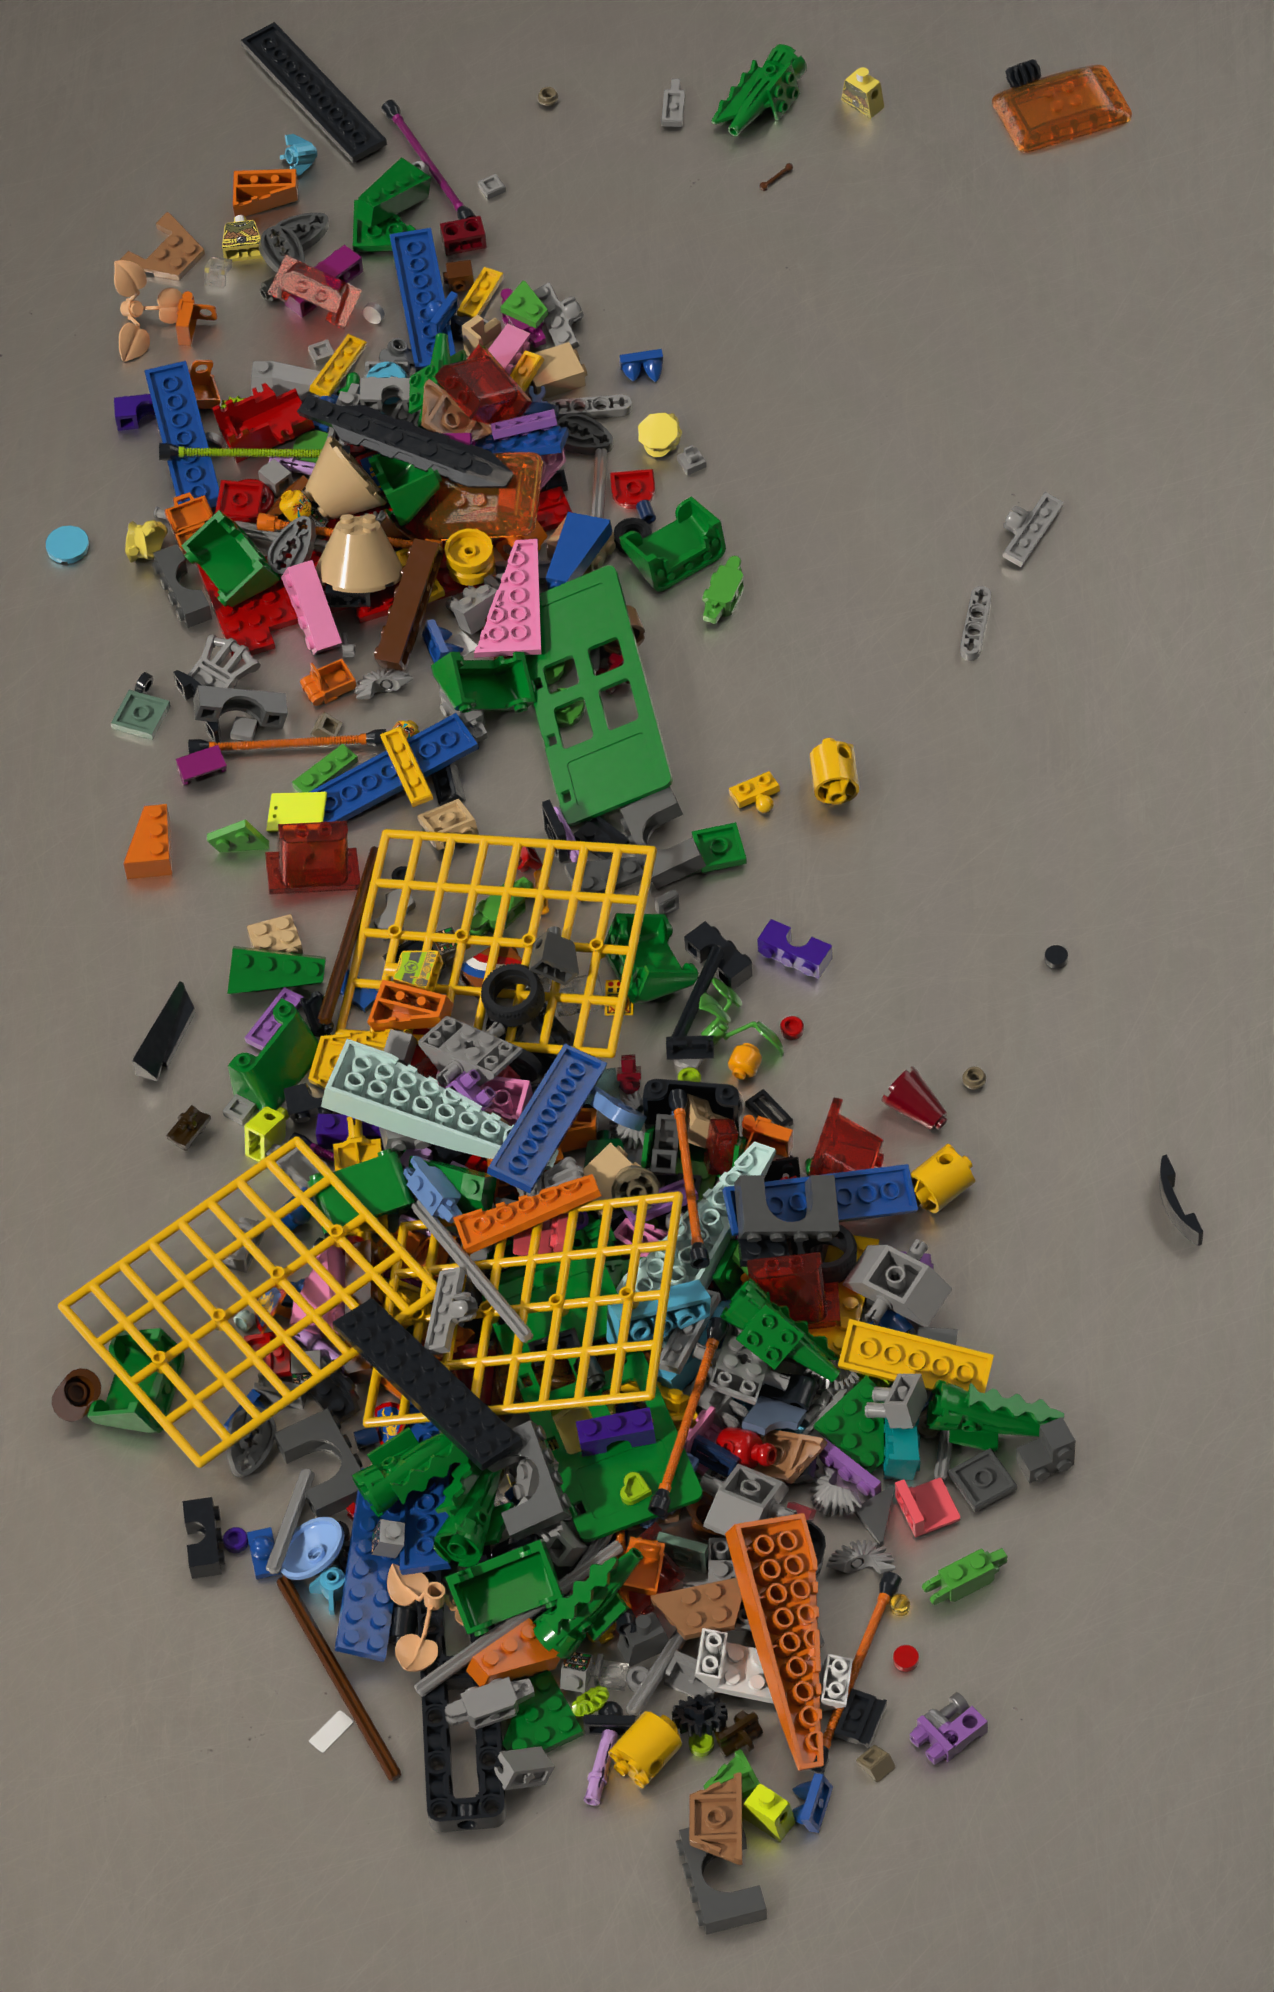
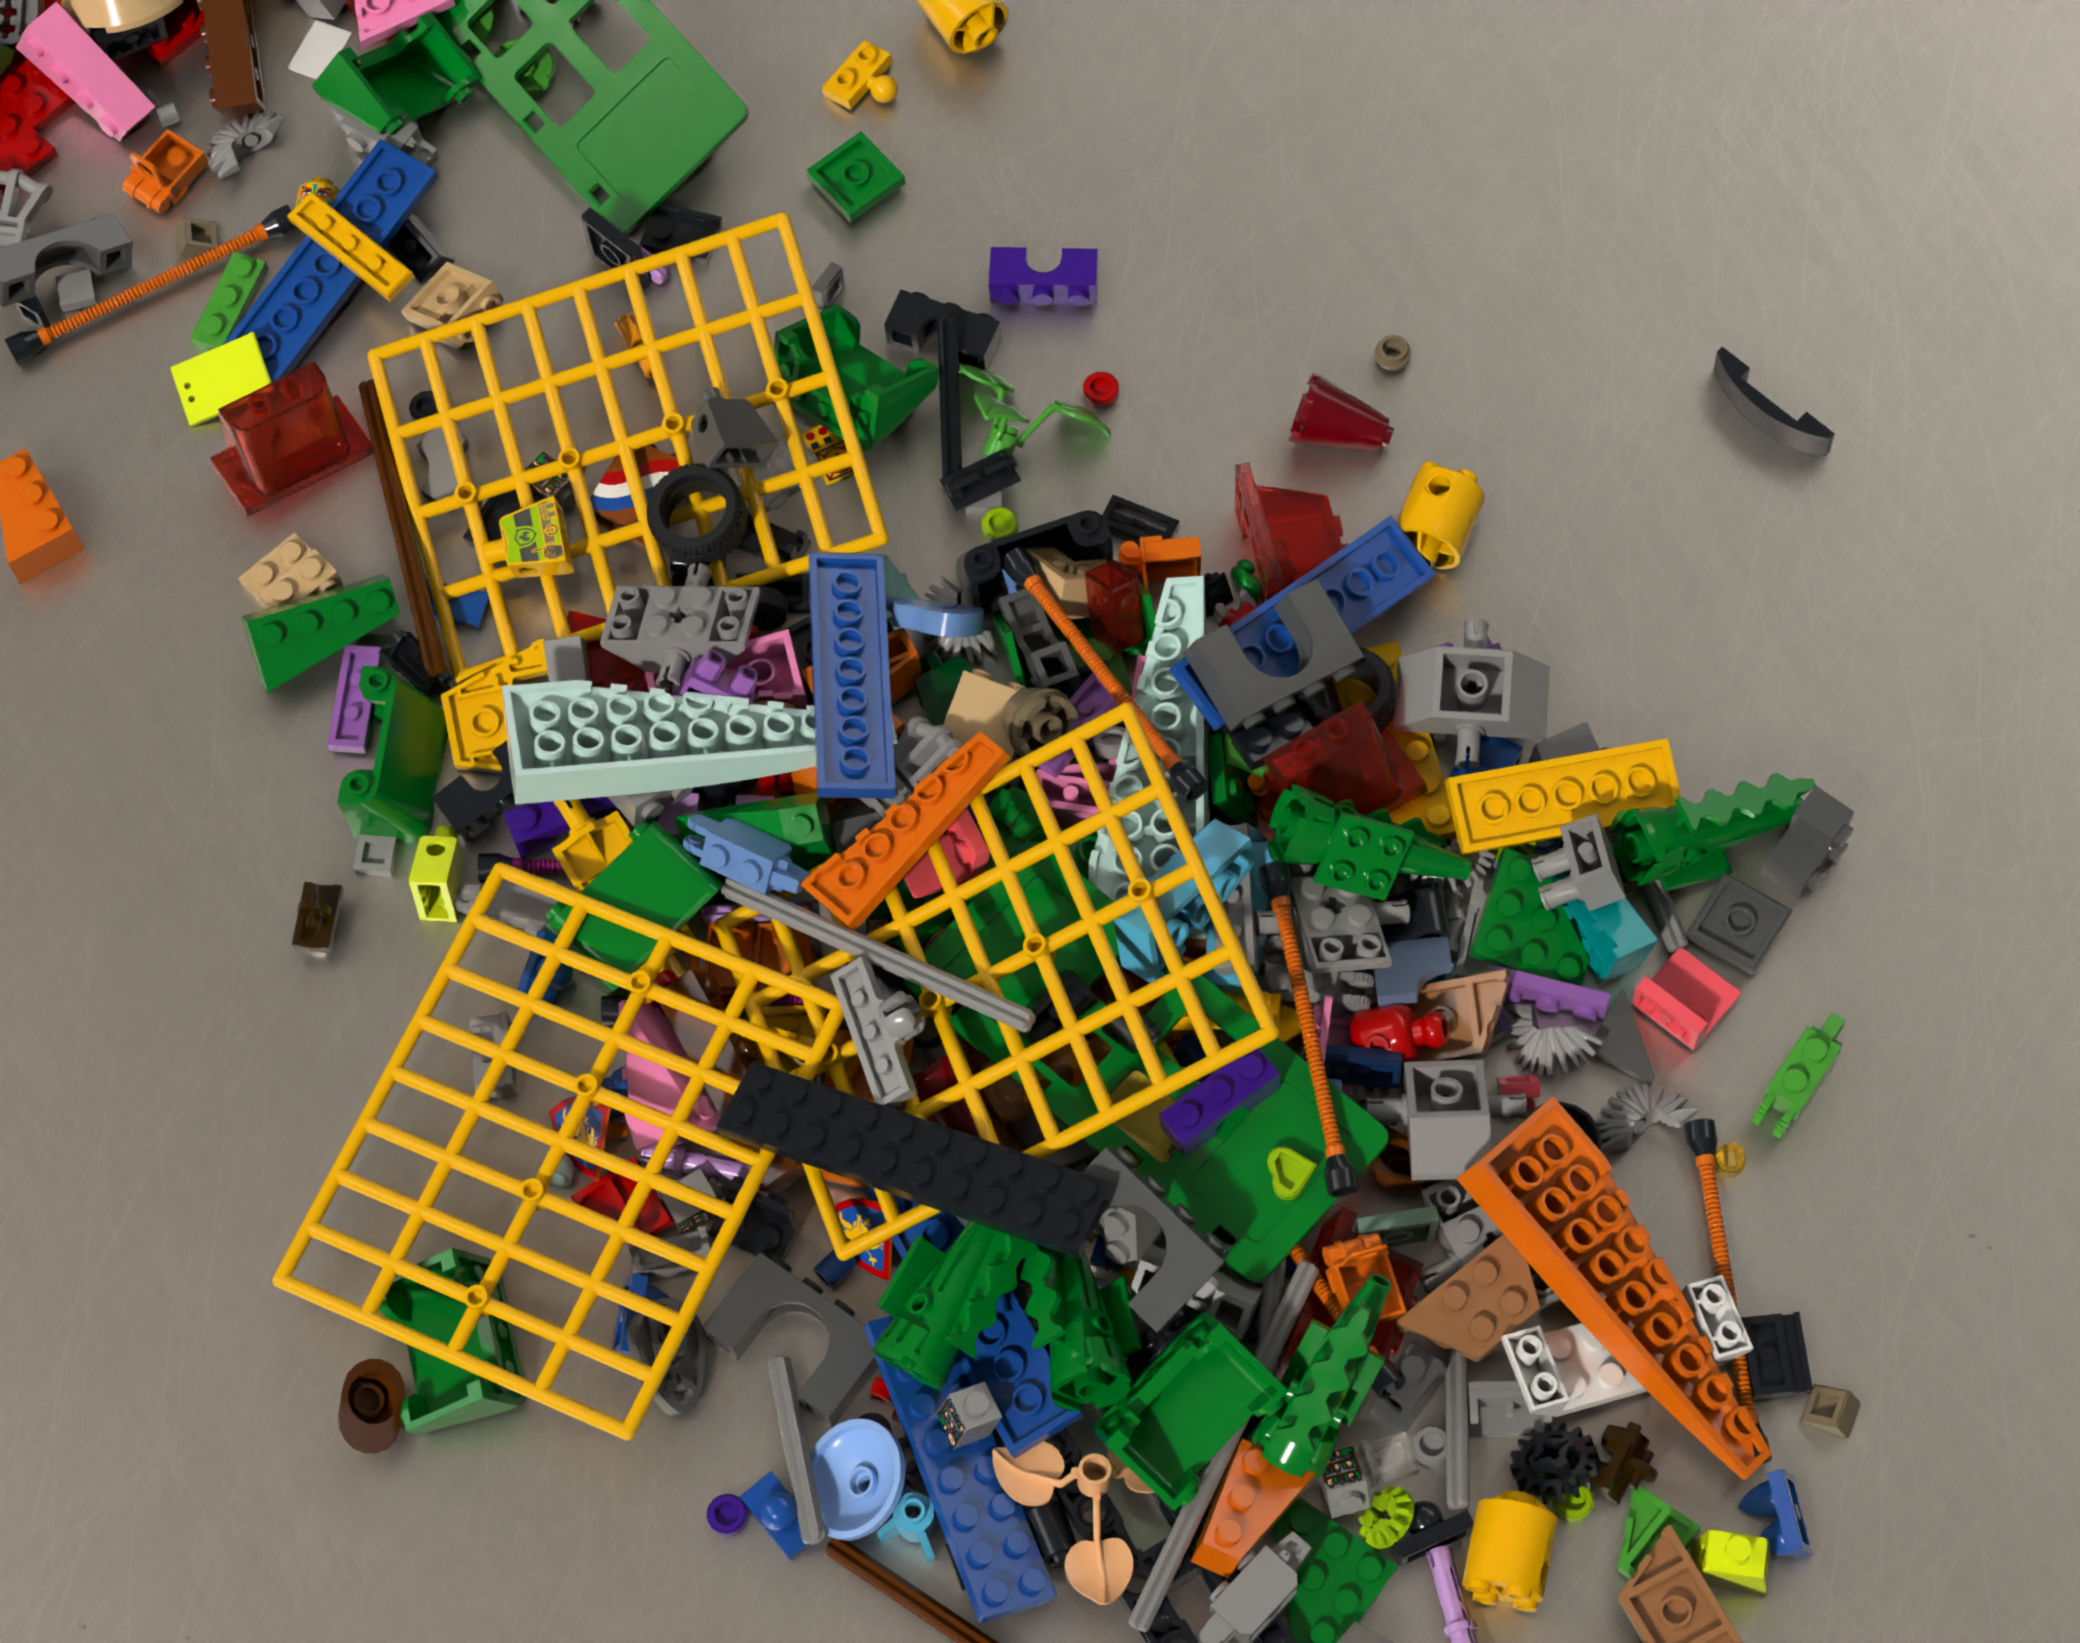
camera: 25 degrees left, 10 degrees up
(165, 1035) = (206, 793): black wedge -> none
(200, 763) = (41, 368): magenta hinge -> none
(201, 1518) = (661, 1506): black arch -> none
(237, 837) = (156, 453): bright green wing -> none
(407, 1008) = (552, 597): orange wedge -> none
(435, 640) = (287, 49): blue tile -> none
(488, 910) = (585, 402): bright green hinge -> none
(529, 859) = (600, 305): red tile -> none
(597, 874) = (716, 285): dark grey wing -> none
(629, 1074) = (915, 555): dark red hips -> none
(642, 819) = (728, 180): dark grey arch -> none
(745, 1061) = (1067, 466): light orange head -> none
(905, 1658) = (1784, 1235): red tile -> none
(946, 1736) = (1903, 1324): medium lavender hips -> none
(1056, 956) = (1403, 135): black tile -> none

